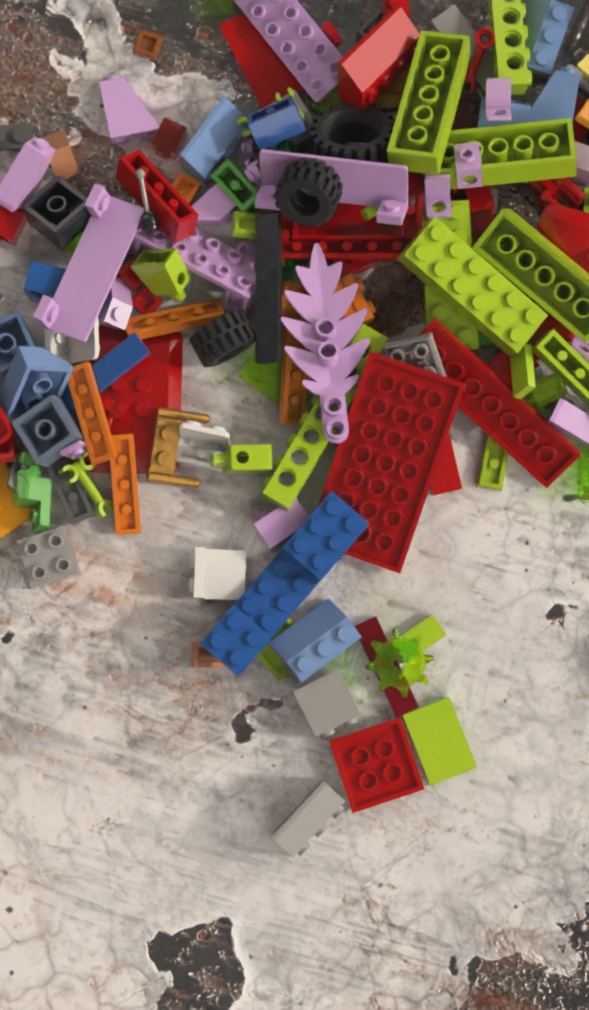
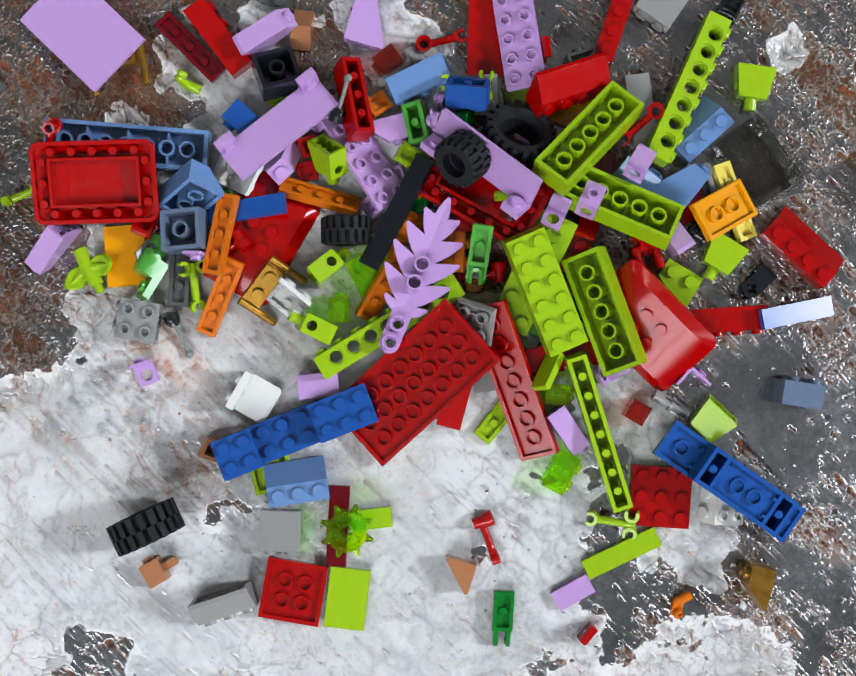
camera: 30 degrees right, 5 degrees up
(77, 604) = (141, 364): none -> lavender bracket
(86, 539) = (173, 320): none -> hinge
(177, 774) = (145, 527): none -> black tyre
(192, 121) = (411, 56): none -> light grey brick
(204, 97) = (430, 43): none -> red brick
(213, 823) = (156, 570): none -> nougat brick
(222, 390) = (321, 272): none -> lime torso
(261, 425) = (339, 308): none -> clear neon green brick
(381, 290) = (478, 256): none -> bright green plate
(408, 299) = (497, 272): none -> red brick
(542, 577) = (483, 522): none -> red brick
(549, 642) = (462, 570): none -> nougat slope

